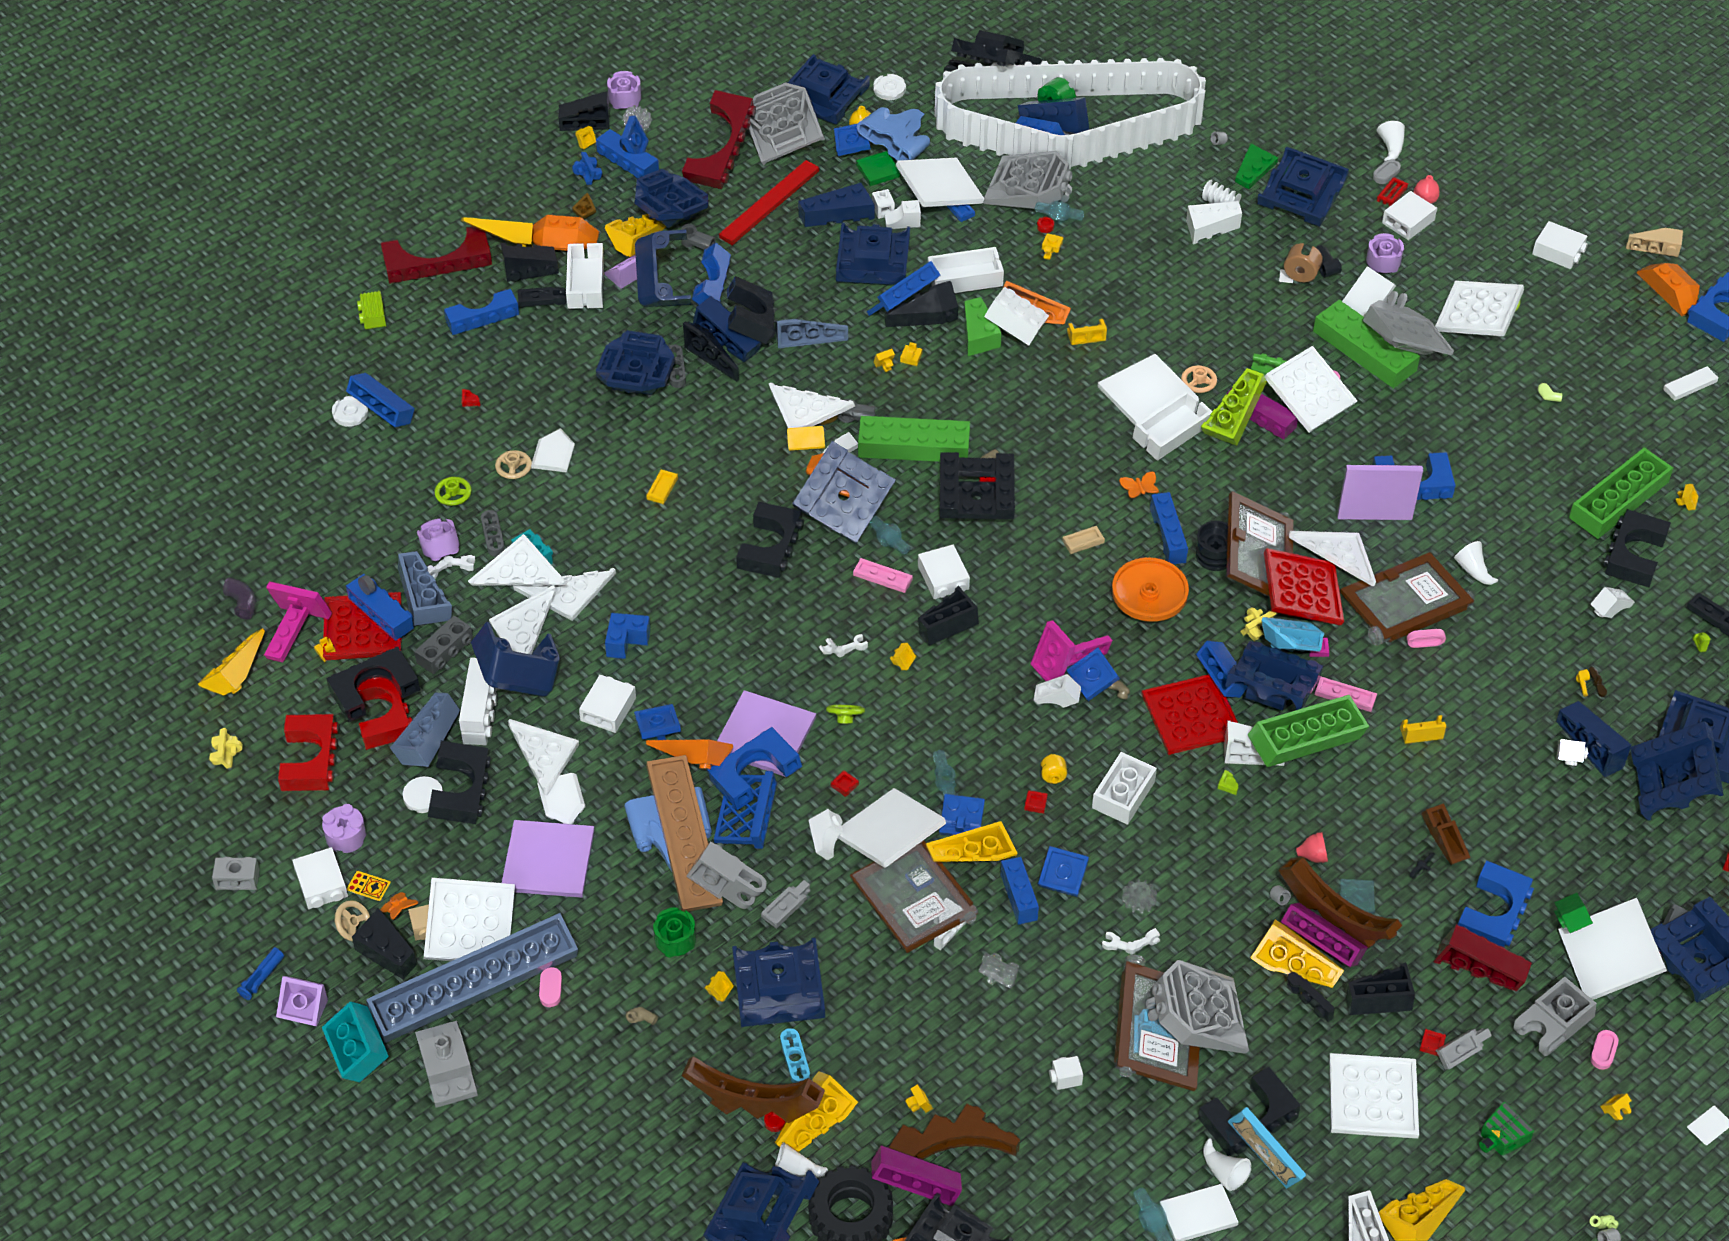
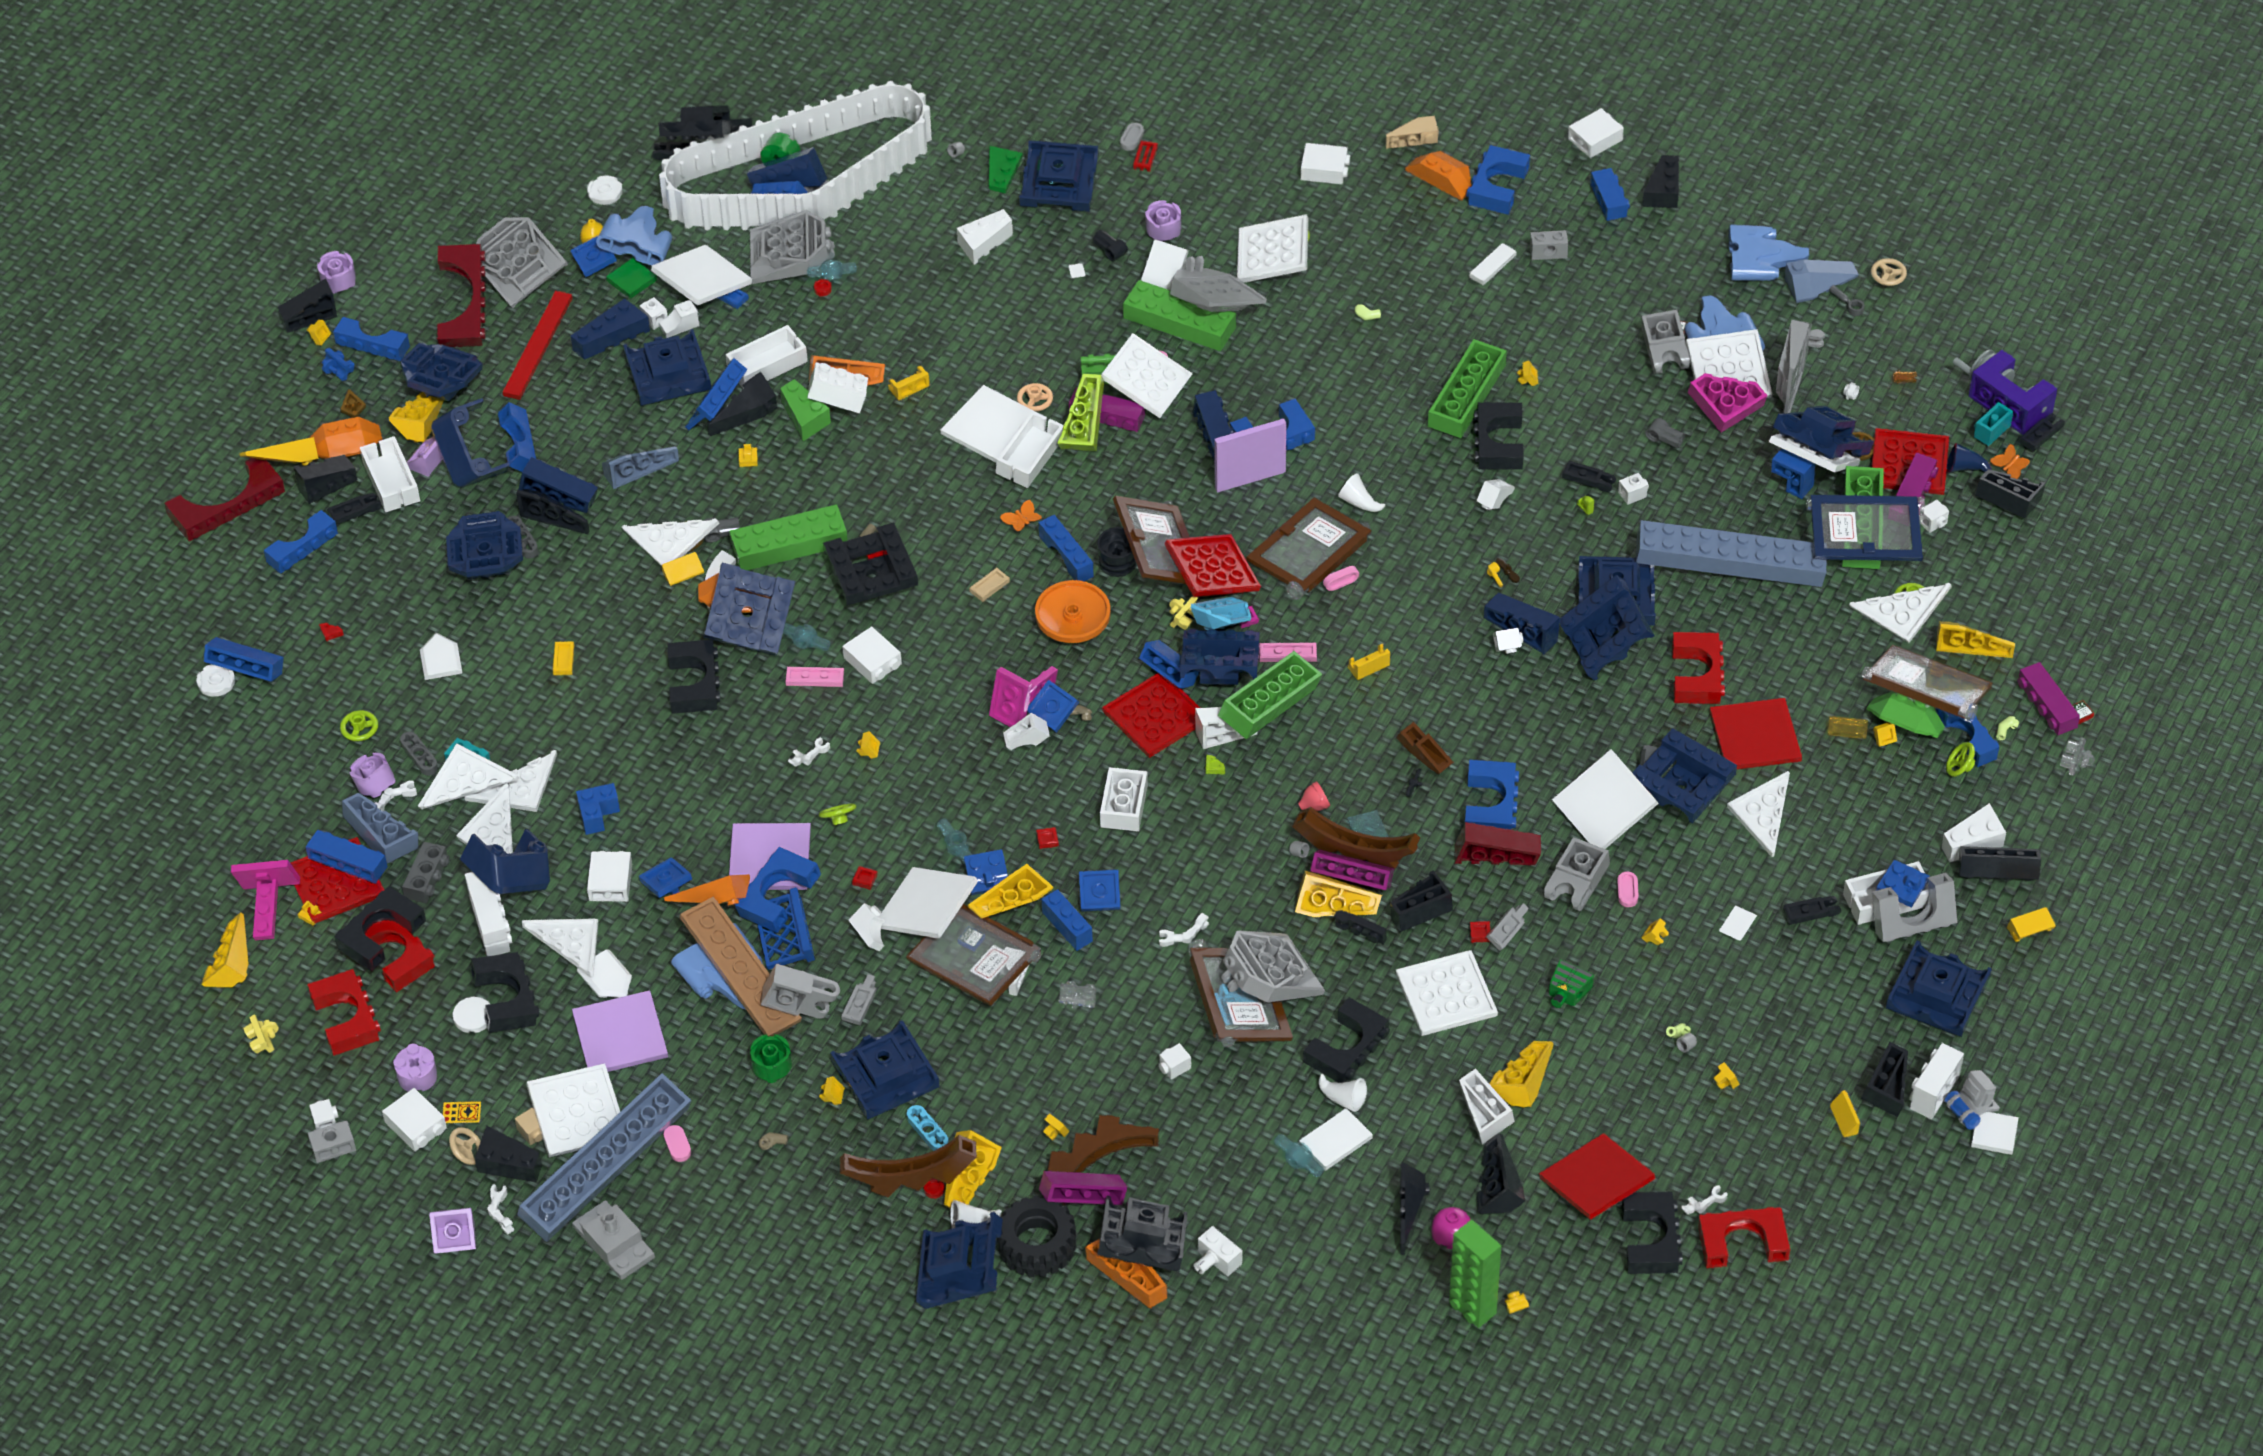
camera: 20 degrees left, 0 degrees up
(240, 844) = (323, 1114): none -> white brick
(244, 596) = (204, 888): clear purple cylinder -> none
(260, 974) = (401, 1221): blue piece -> none
(355, 1042) = (524, 1247): teal brick -> none
(358, 981) = (493, 1211): none -> white piece
(366, 584) = (328, 838): dark grey tile -> none
(372, 310) = (188, 573): lime brick -> none
(396, 904) = (499, 1118): orange piece -> none
(423, 735) = (450, 956): sand blue wedge -> none
(513, 460) = (405, 678): tan piece -> none
(634, 137) = (372, 318): blue hinge -> none
(642, 115) = (364, 298): clear gear -> none
(696, 238) = (490, 403): dark grey piece -> none
(760, 320) = (584, 468): black arch -> none
(820, 81) = (539, 204): dark blue piece -> none
(884, 359) = (725, 469): yellow tile -> none
(948, 618) = (897, 695): black wedge -> none
(1051, 244) = (837, 305): yellow plate -> none
(1053, 768) = (1052, 803): yellow head -> none
(1139, 896) = (1176, 890): clear gear -> none
(1216, 195) = (980, 209): white piece -> none
(1266, 1147) = (1375, 1063): tile -> none
(1302, 267) = (1089, 258): medium nougat piece -> none
(1340, 549) = (1231, 519): white tile -> none
(1358, 443) = (1211, 418): none -> dark blue wedge
(1393, 136) = (1125, 98): white hat -> none
(1409, 215) = (1171, 175): white brick -> none
(1427, 189) = (1178, 145): coral helmet -> none
(1572, 913) = (1560, 781): green brick -> none

